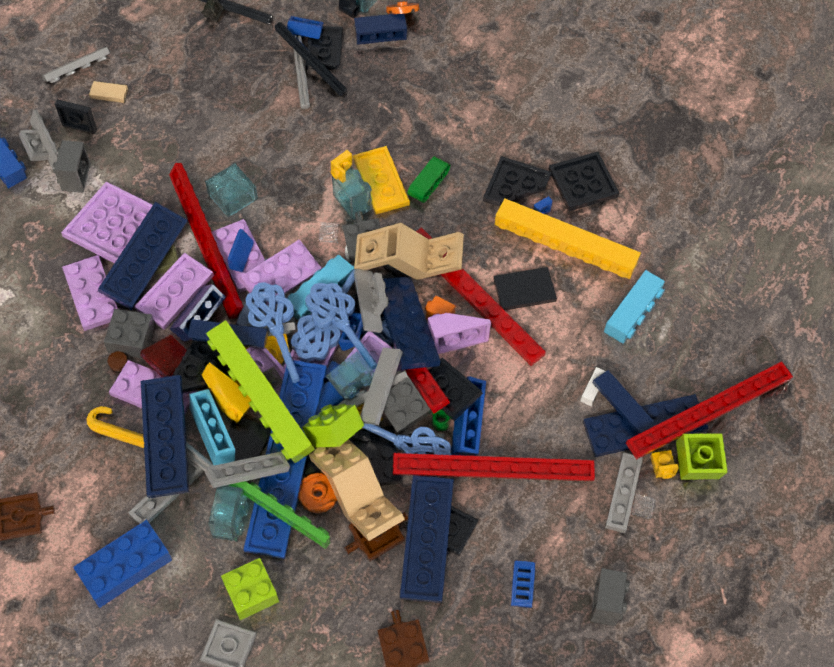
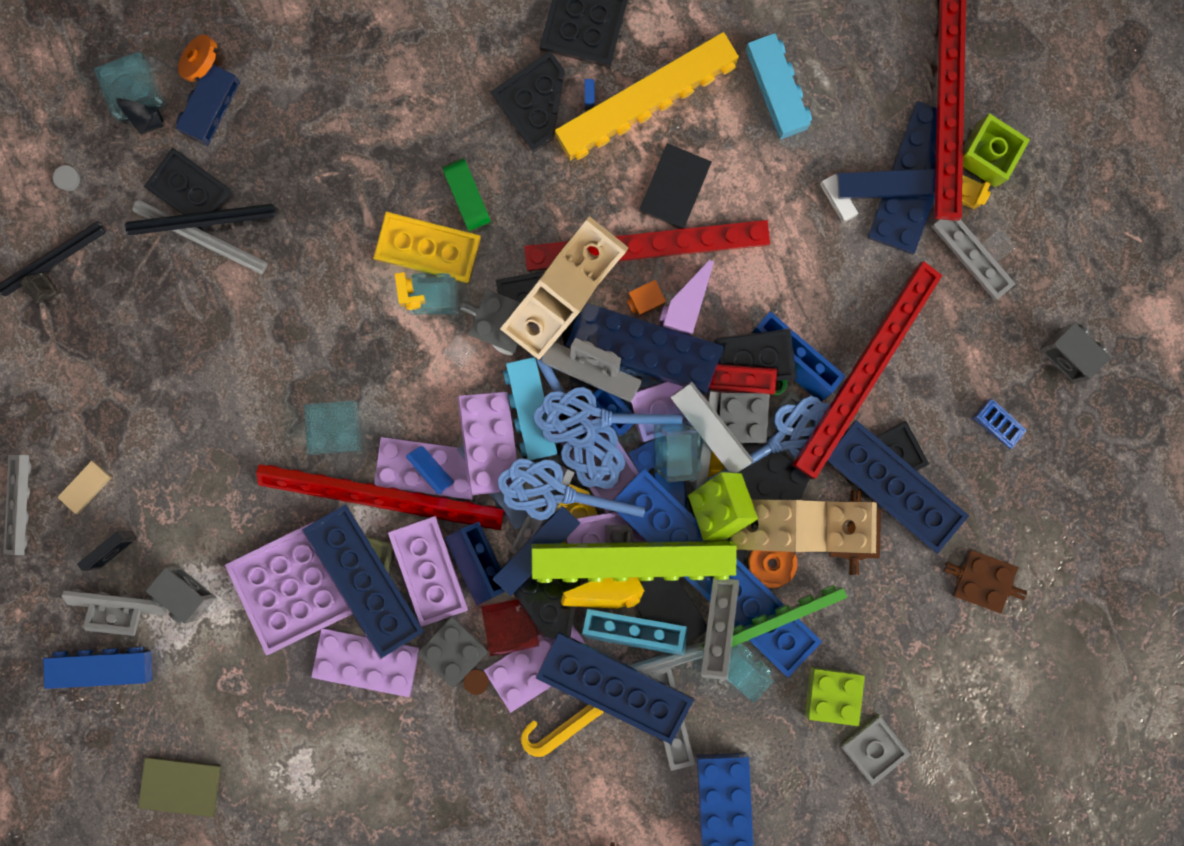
camera: 60 degrees left, 25 degrees up
(305, 27) = (145, 194): blue slope -> none

